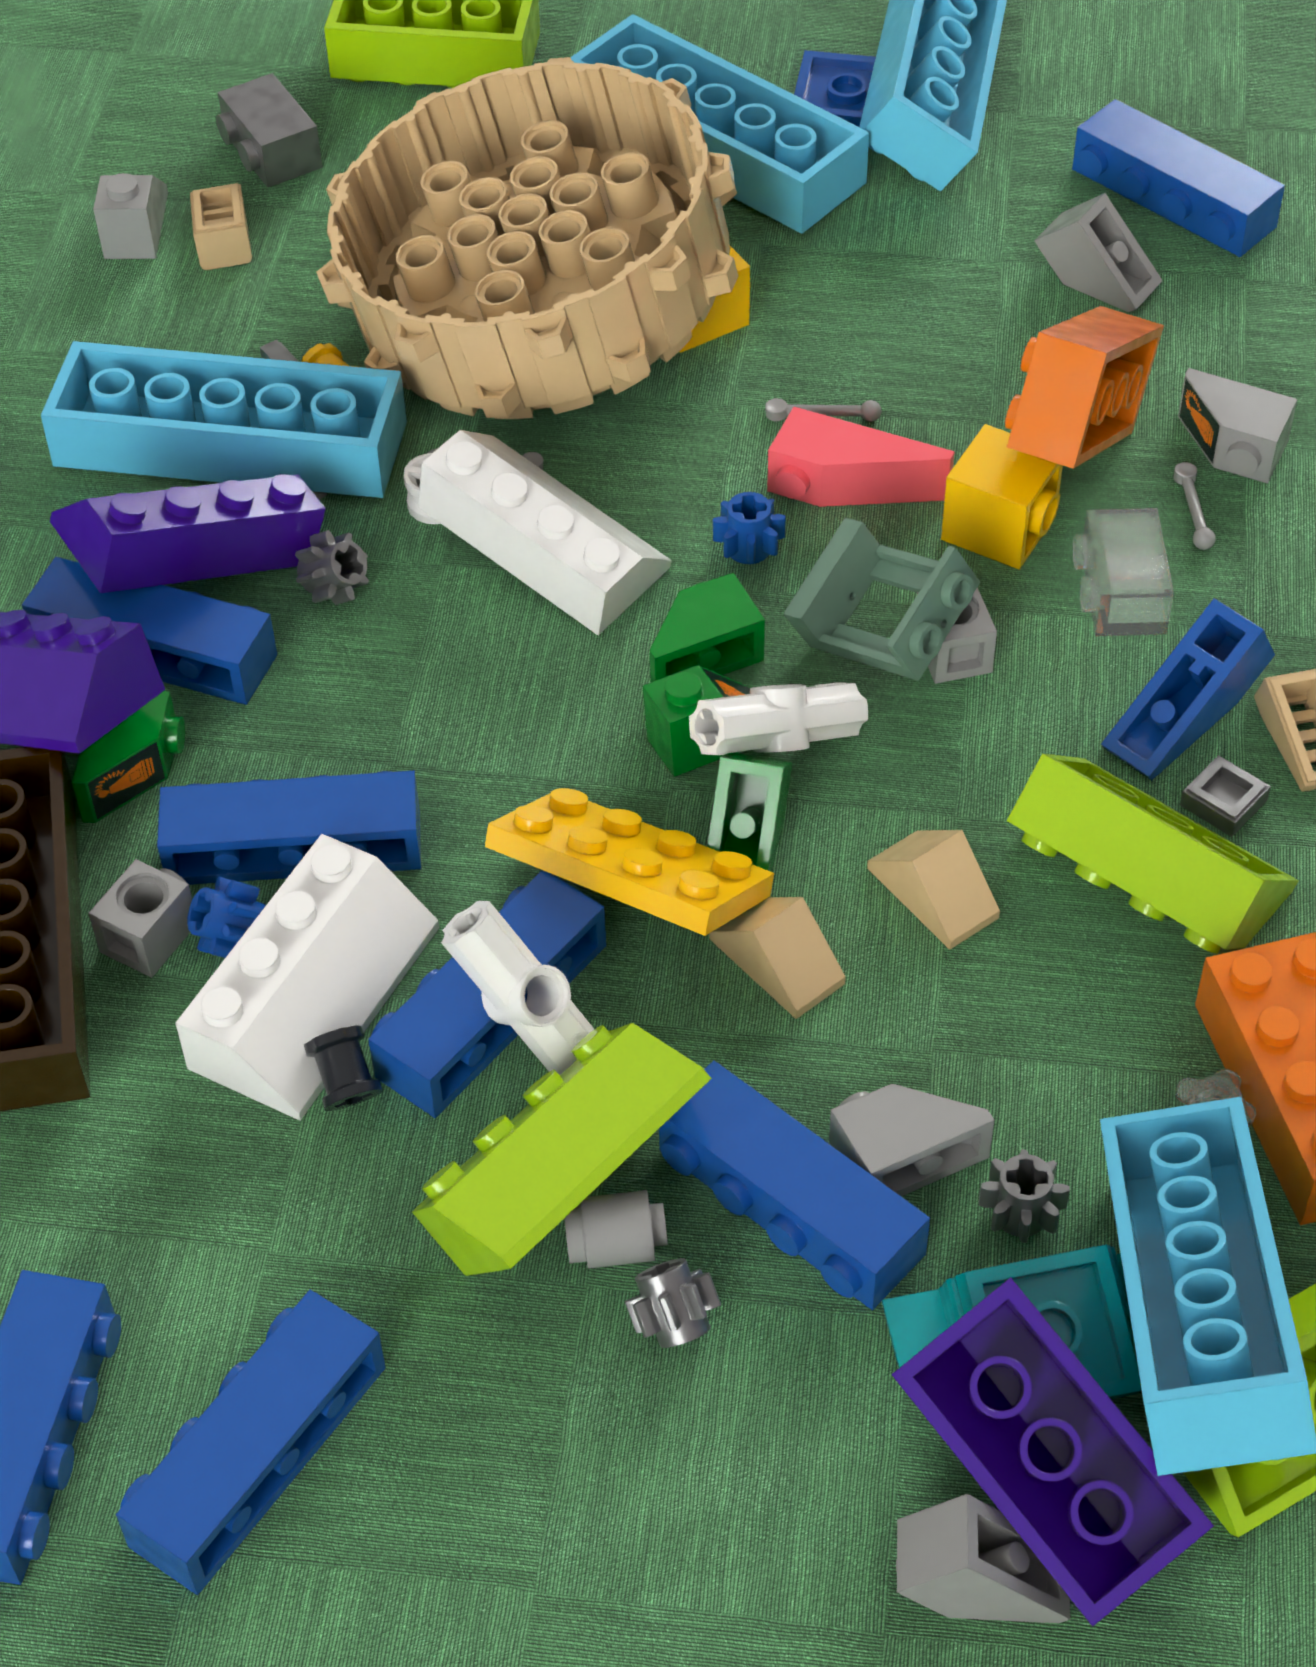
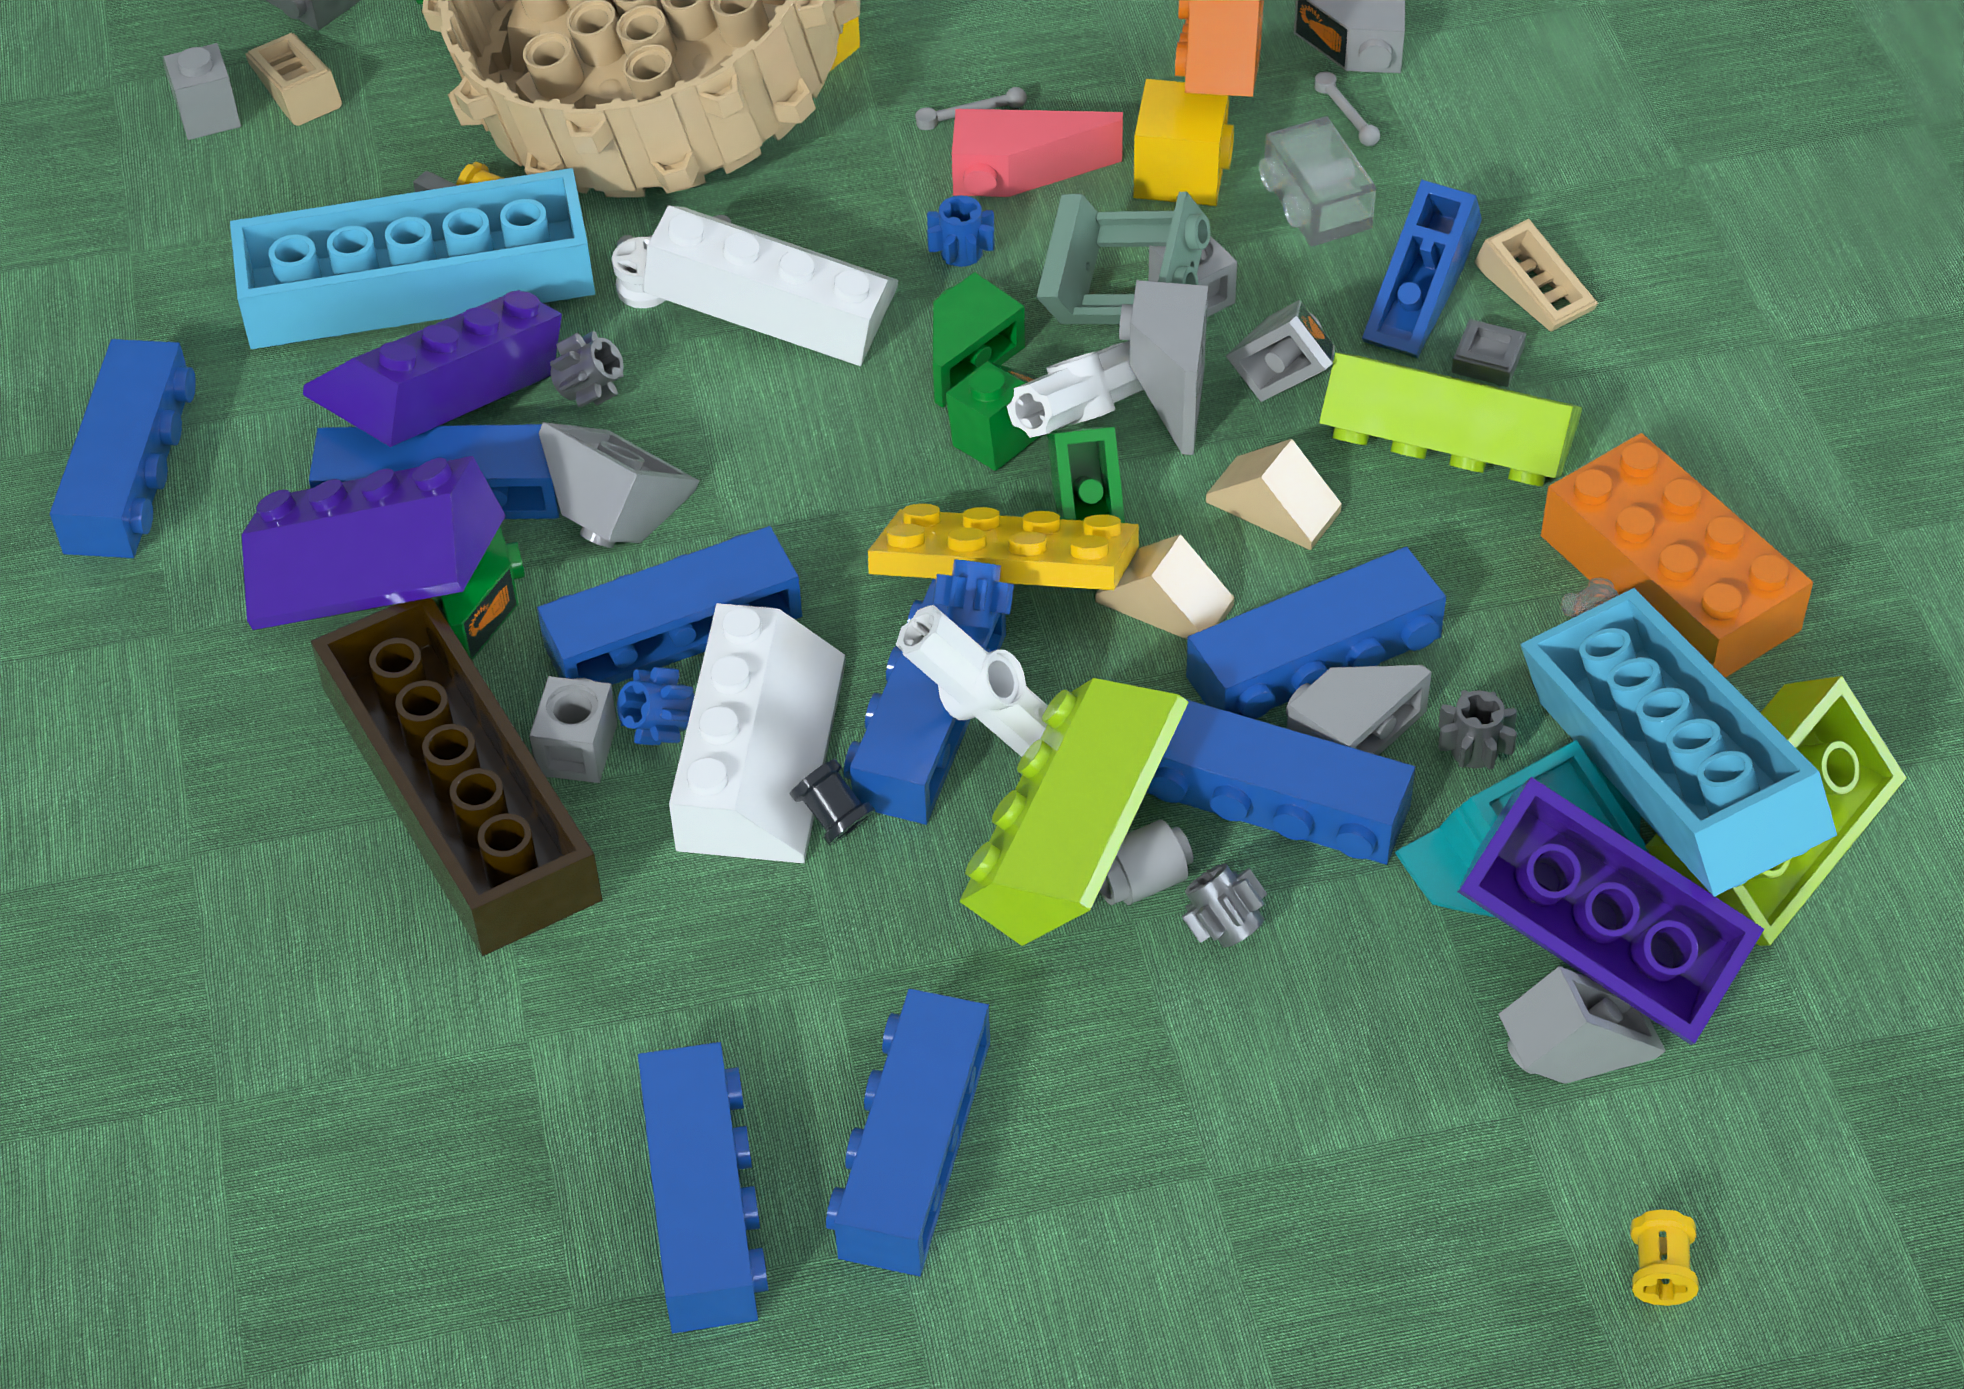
camera: 20 degrees left, 0 degrees up
(299, 683) = (611, 483): none -> light grey slope
(559, 899) = (973, 593): none -> blue gear
(885, 708) = (1169, 352): none -> light grey slope
(909, 1038) = (1336, 623): none -> blue brick
(1004, 735) = (1282, 351): none -> light grey slope

